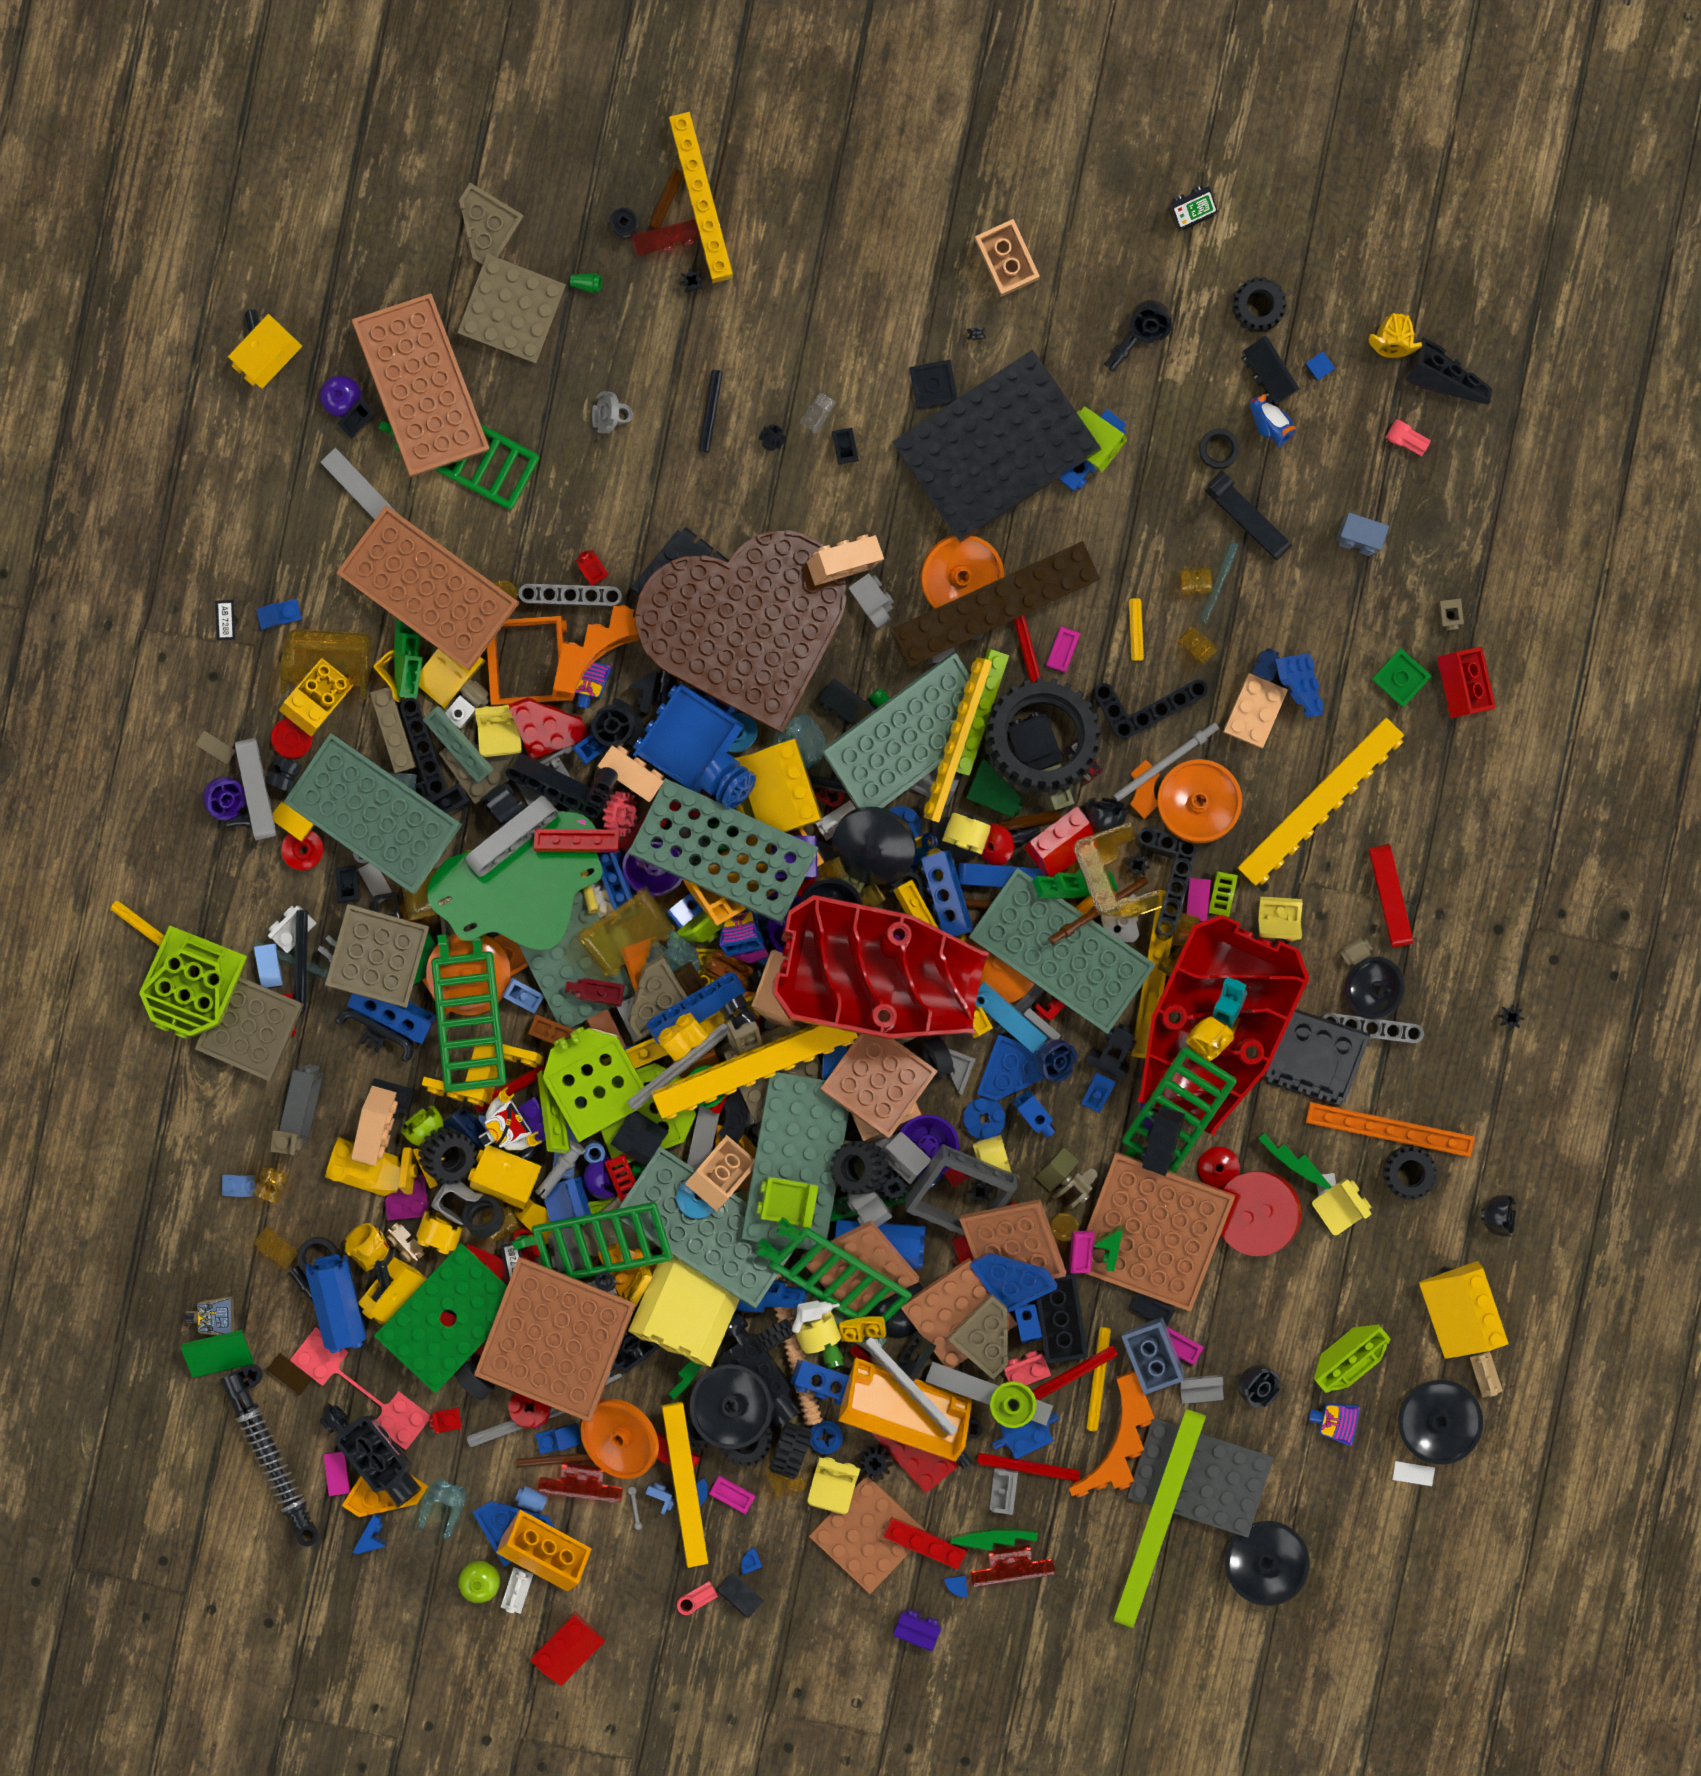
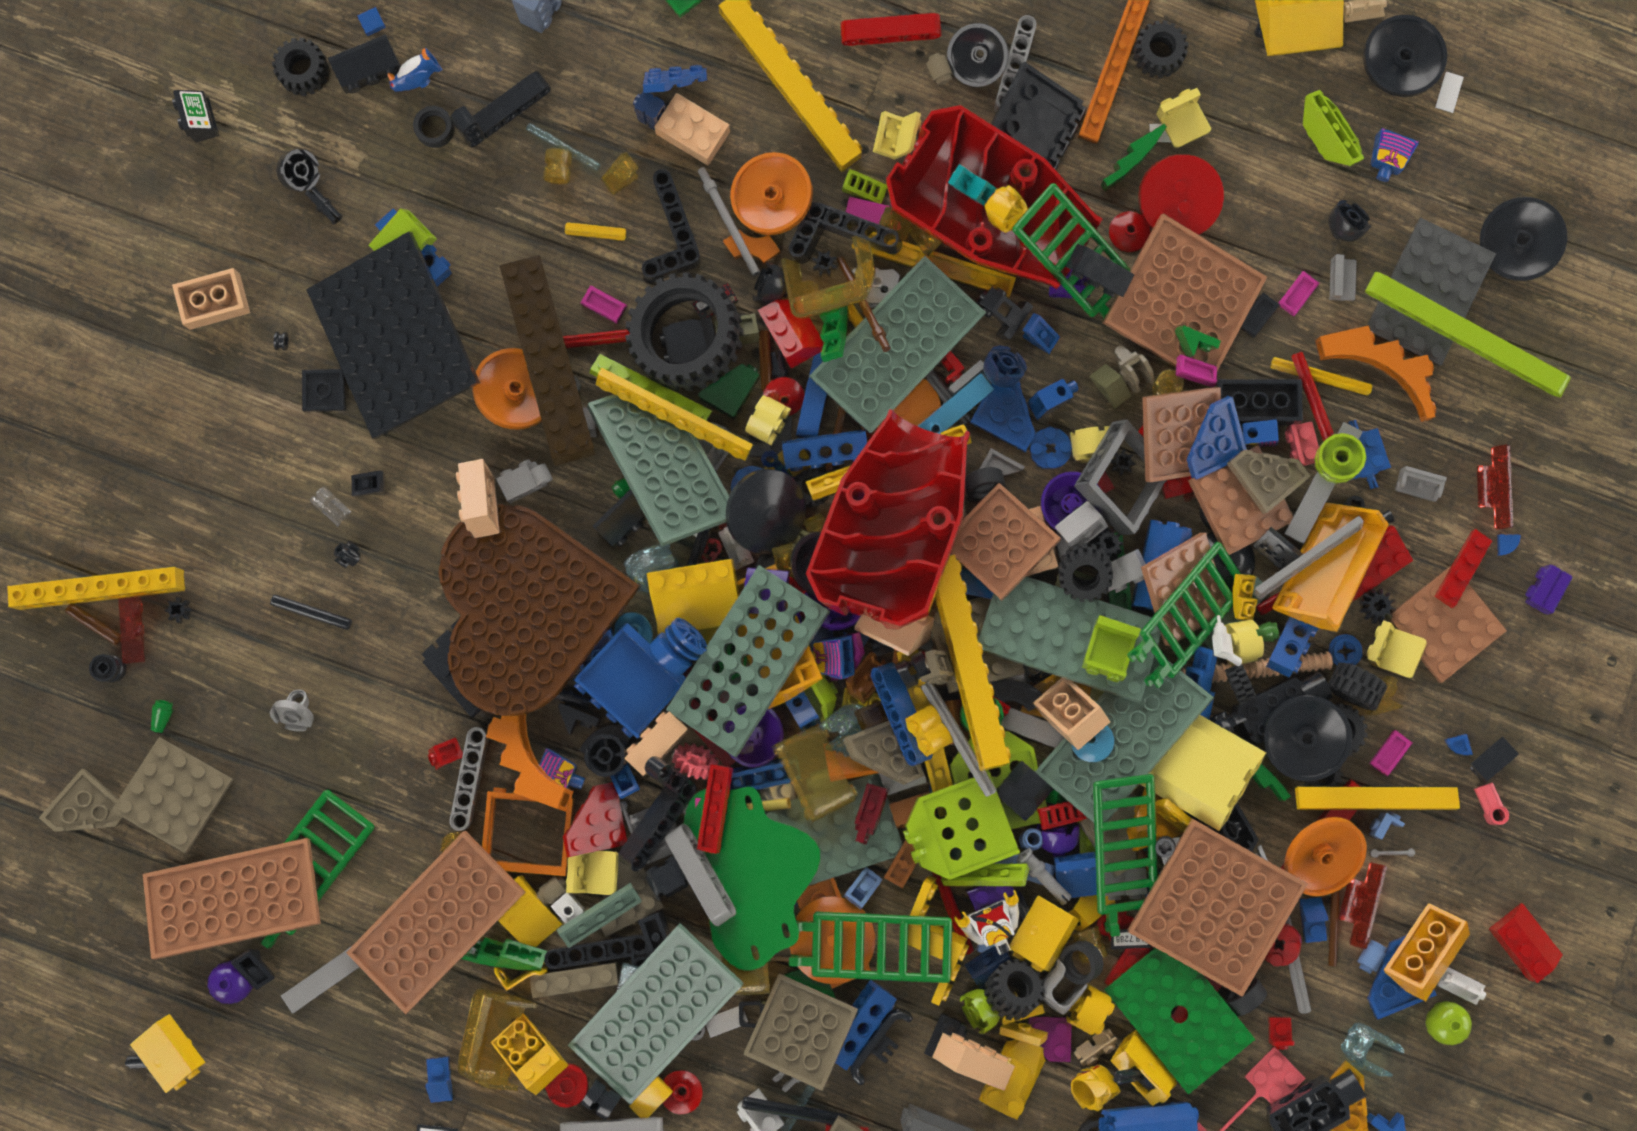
camera: 85 degrees left, 5 degrees down
(347, 884) = (723, 1050): black slope -> none
(702, 1491) = (1383, 782): blue tile -> none
(986, 1537) = (1464, 508): green slope -> none
(1028, 1467) = (1399, 457): red axle -> none
(1153, 1355) = (1307, 317): sand blue brick -> none

